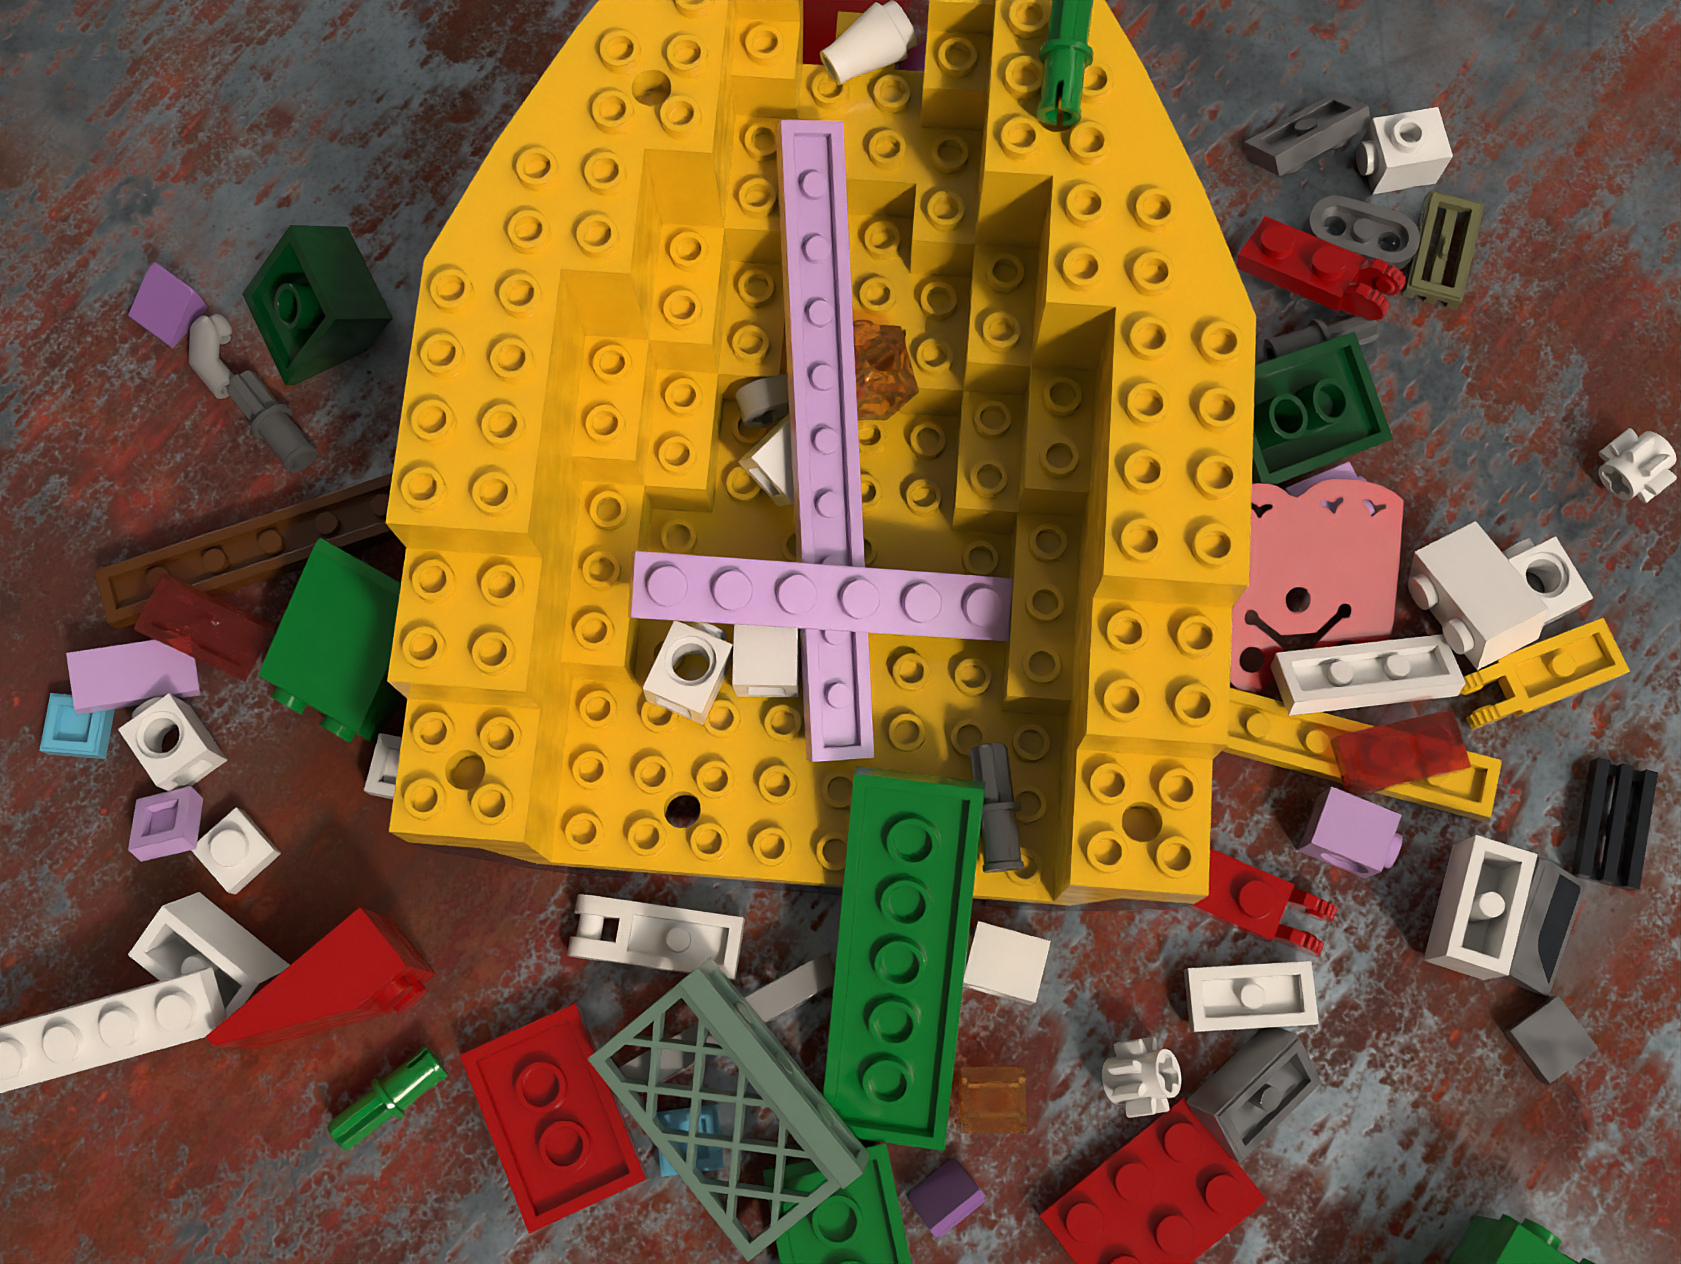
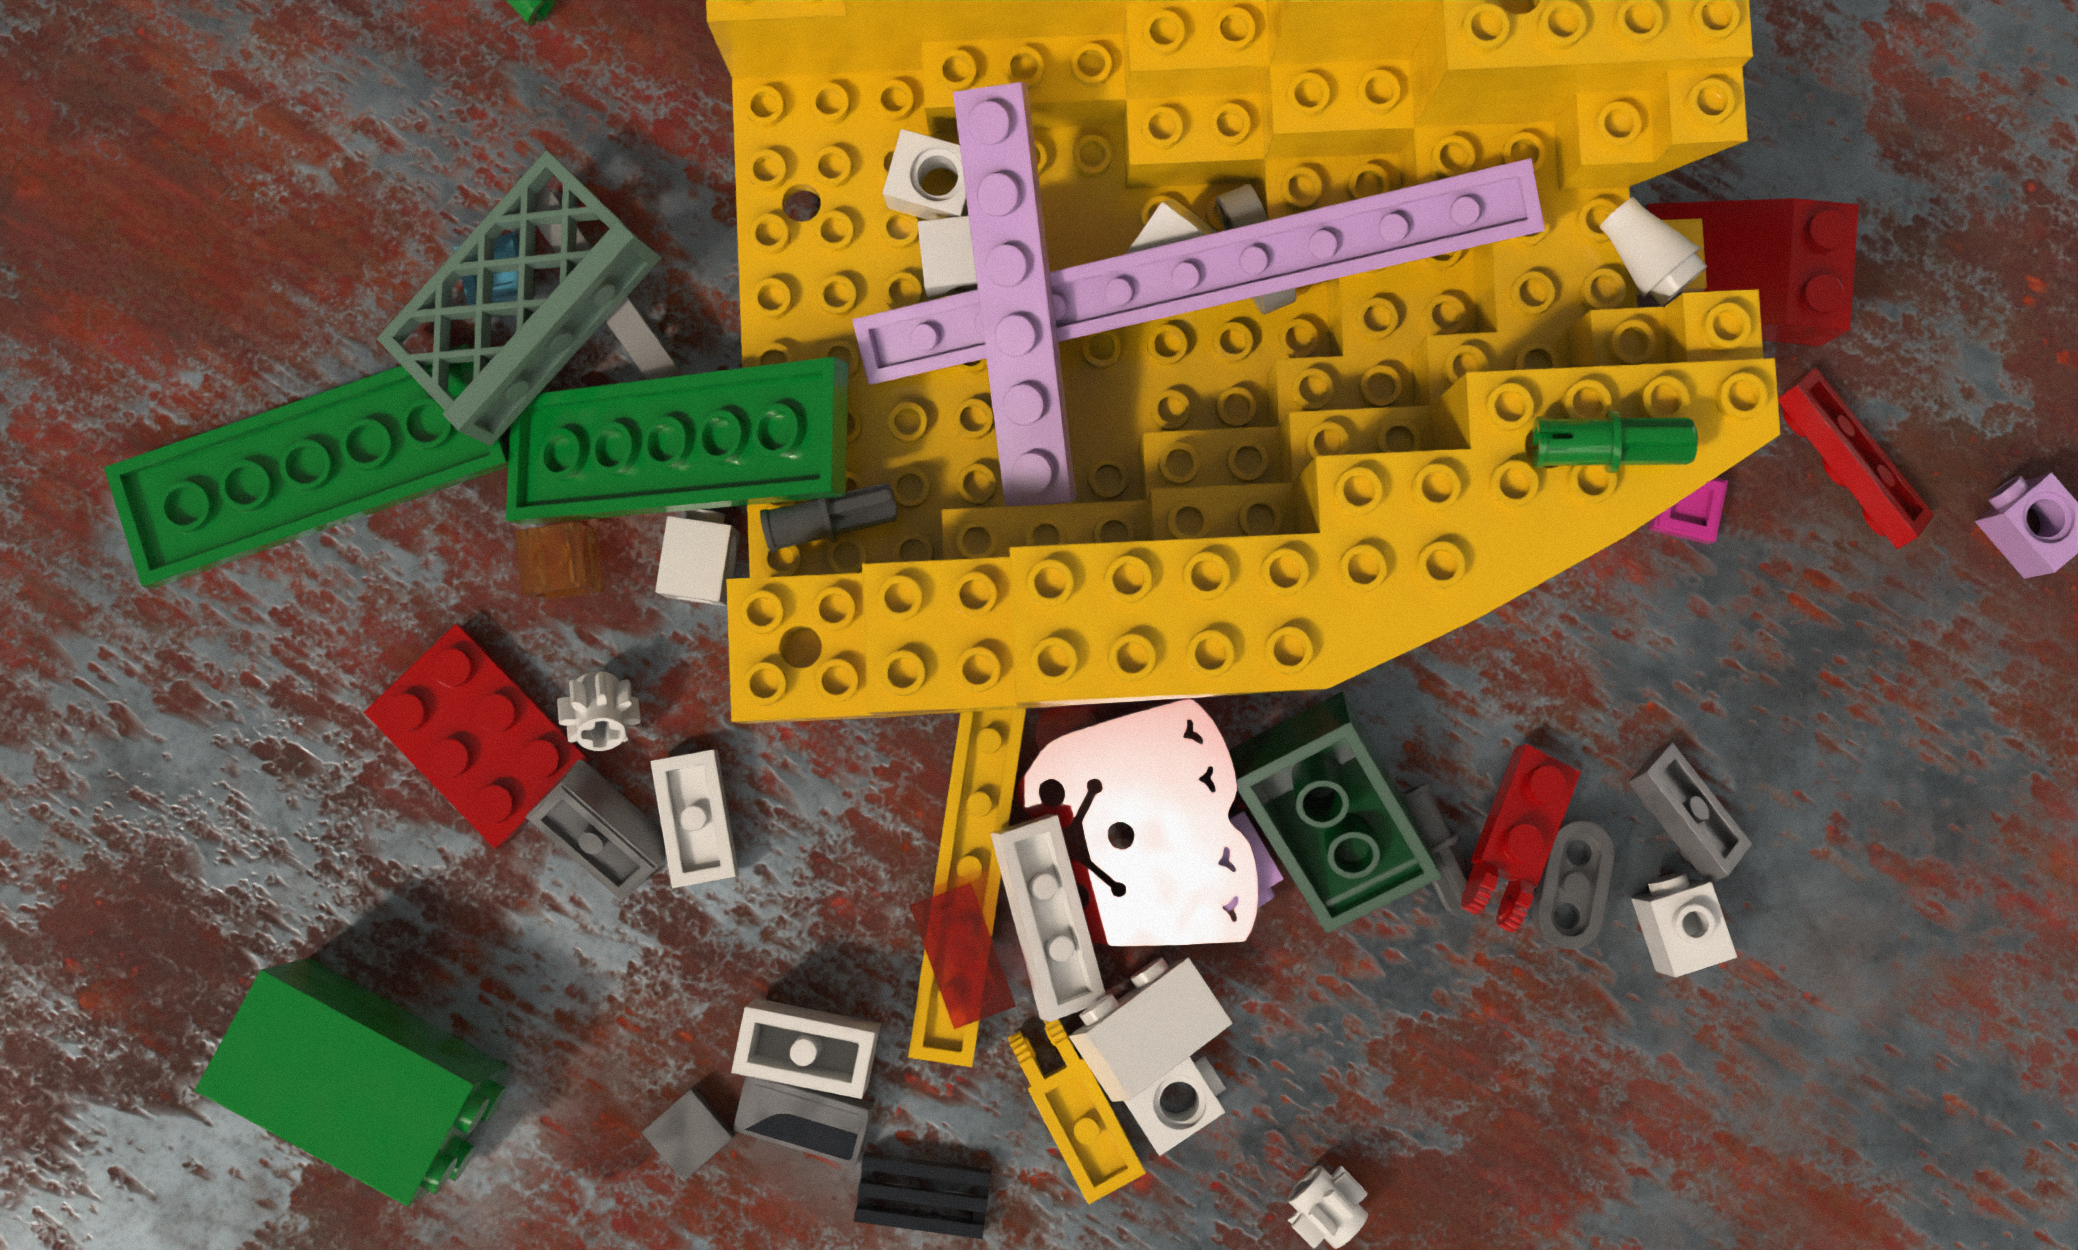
camera: 80 degrees right, 10 degrees up
(553, 1118) = (492, 127): red plate -> none
(657, 936) = (687, 210): white plate -> none
(881, 370) = (1304, 336): clear orange brick -> none
(946, 1197) = (462, 530): medium lavender slope -> none
(1256, 902) = (800, 801): red hinge -> none
(1351, 833) = (874, 912): lavender brick -> none
(1432, 289) = (1516, 972): olive tile -> none

